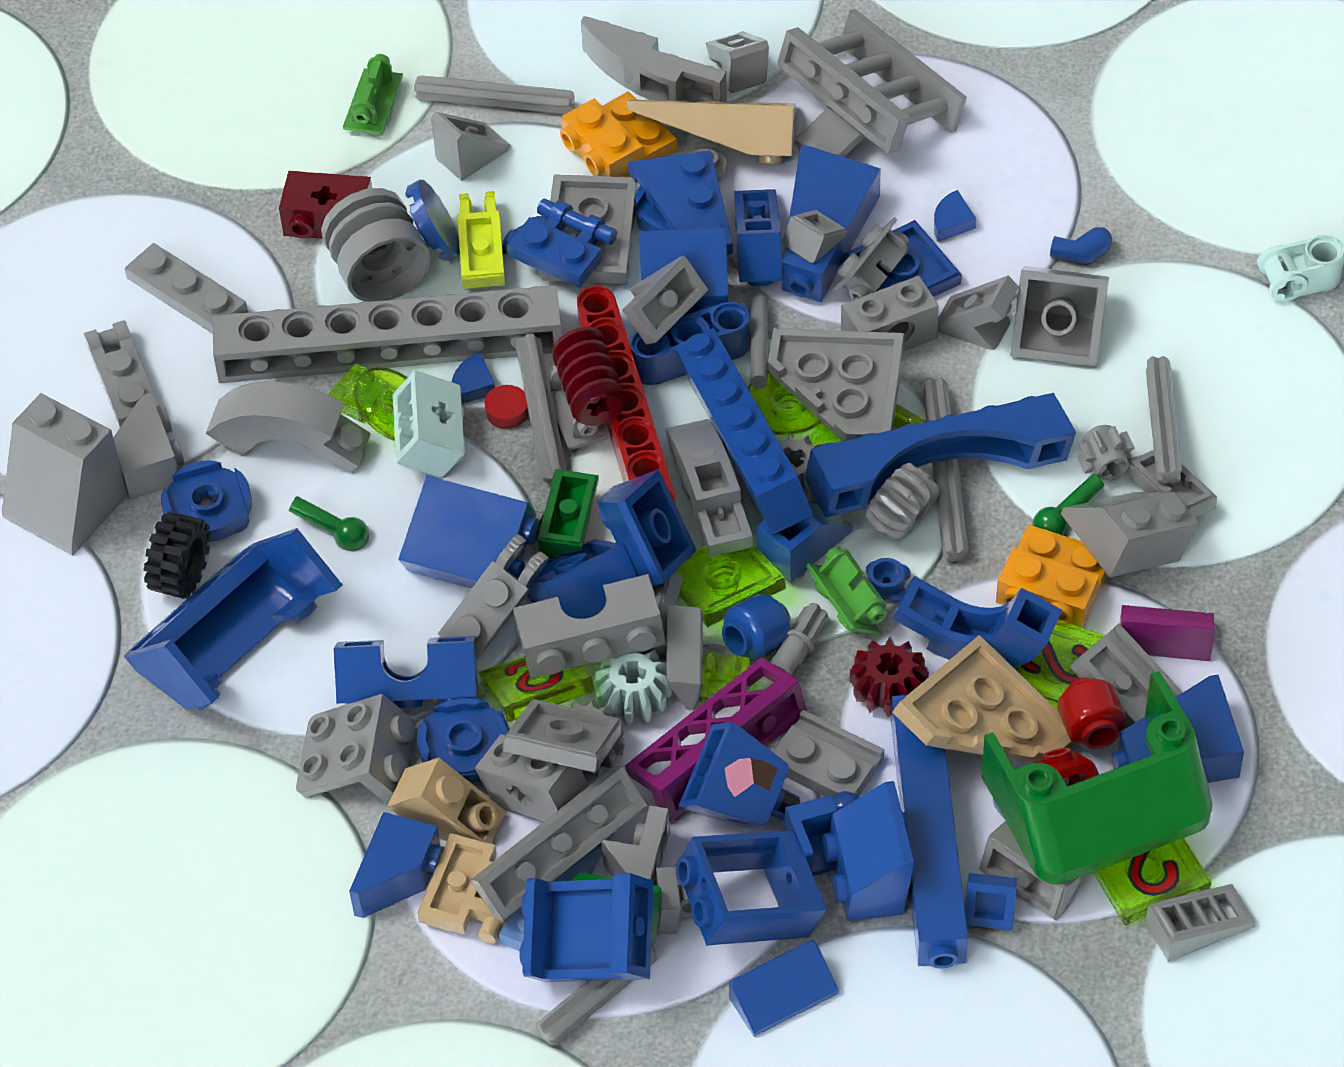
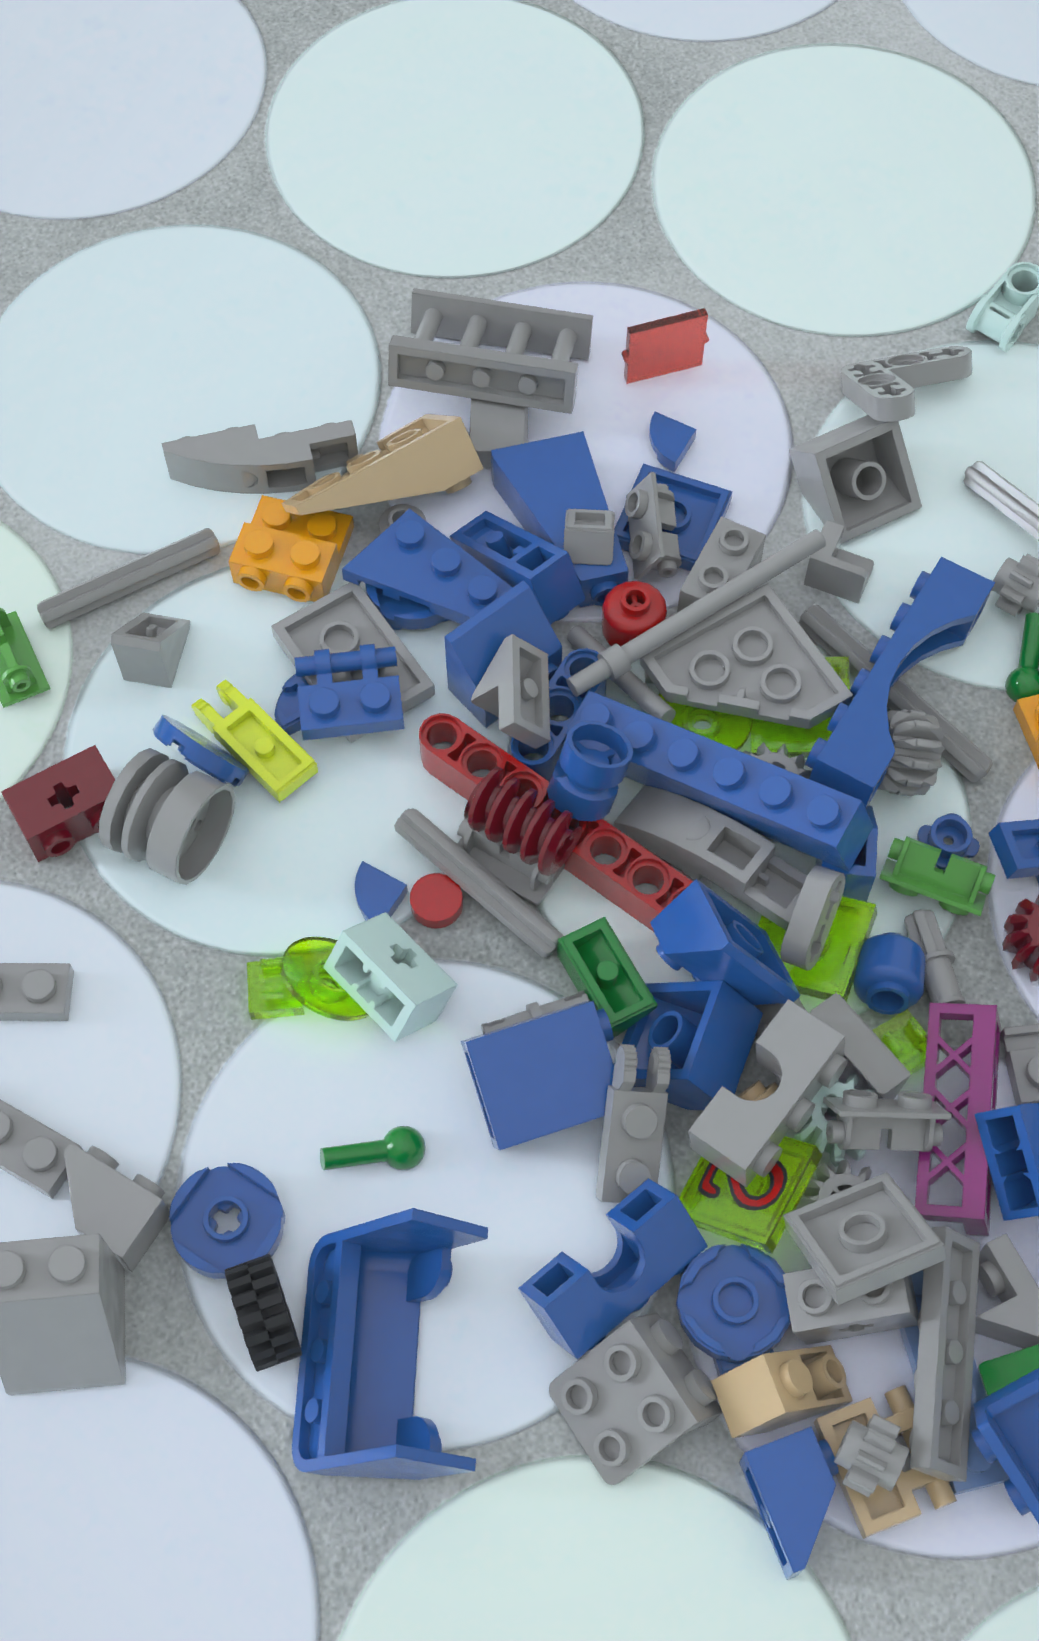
camera: 40 degrees left, 10 degrees up
(290, 414) = (237, 1070): light grey arch -> none
(382, 333) = (246, 928): light grey brick -> none
(454, 860) = (871, 1455): none -> light grey gear
(660, 372) = (590, 770): none -> blue wheel
(666, 702) = (908, 1120): none -> light grey hinge
(724, 549) = (812, 917): none -> light grey beam
(742, 58) = (342, 394): light grey slope -> none
(748, 320) = (617, 660): none -> light grey bar
(801, 305) = (631, 610): none -> red head
(979, 313) = (790, 511): light grey slope -> none
(984, 363) = (836, 569): none -> light grey panel
(1001, 147) = (665, 345): none -> clear red piece
(1085, 248) = (812, 401): blue arm -> none
(1130, 258) = (887, 384): none -> light grey beam

